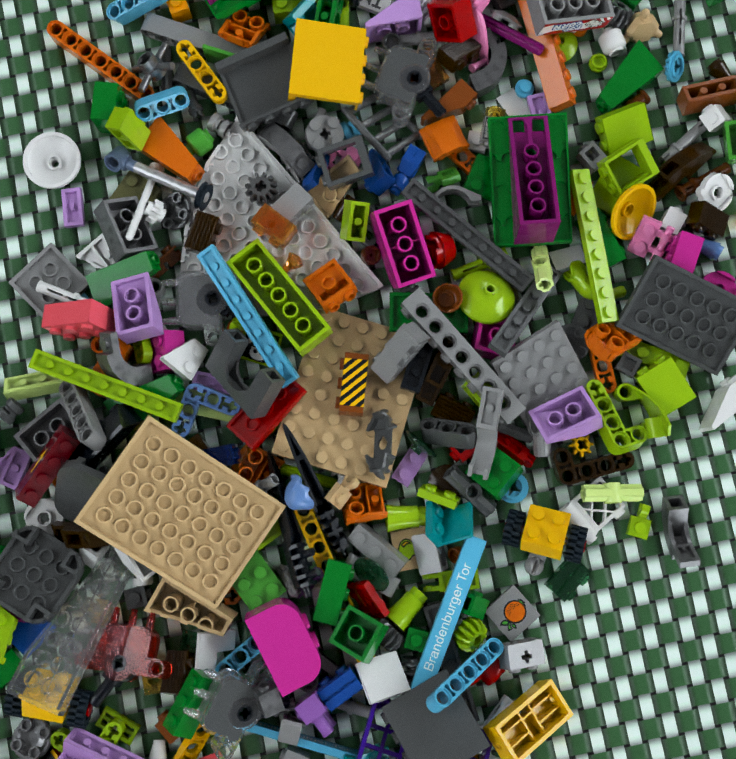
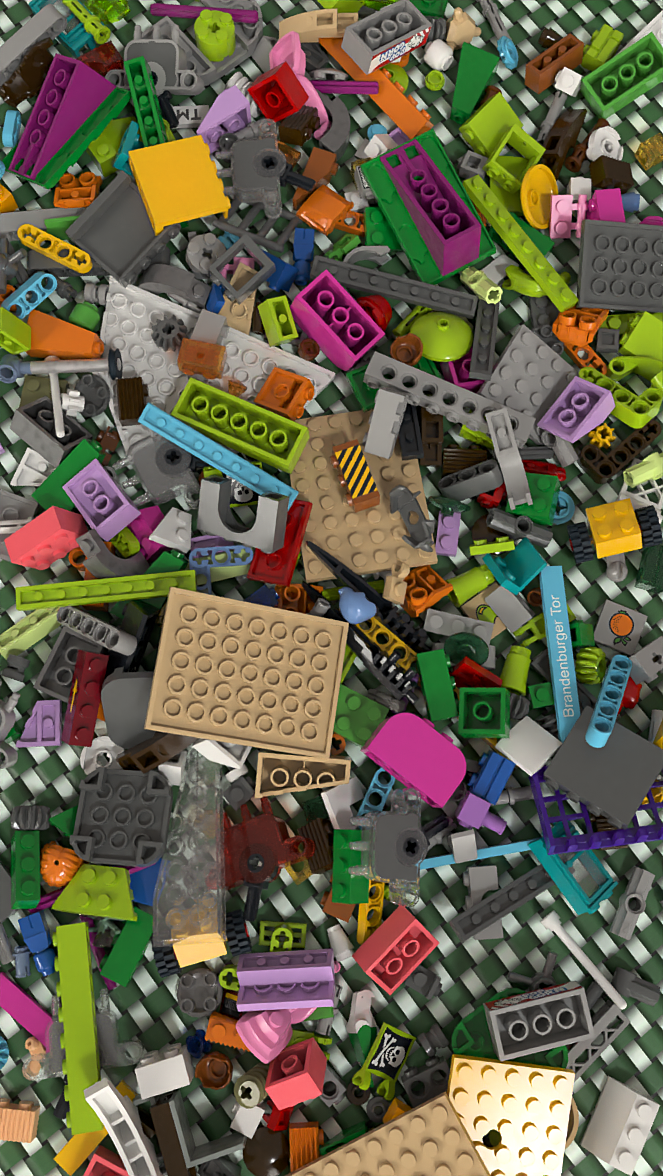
camera: 30 degrees left, 5 degrees down
(268, 698) = (427, 819): flat silver brick -> none
(519, 104) = (379, 144): none -> white brick

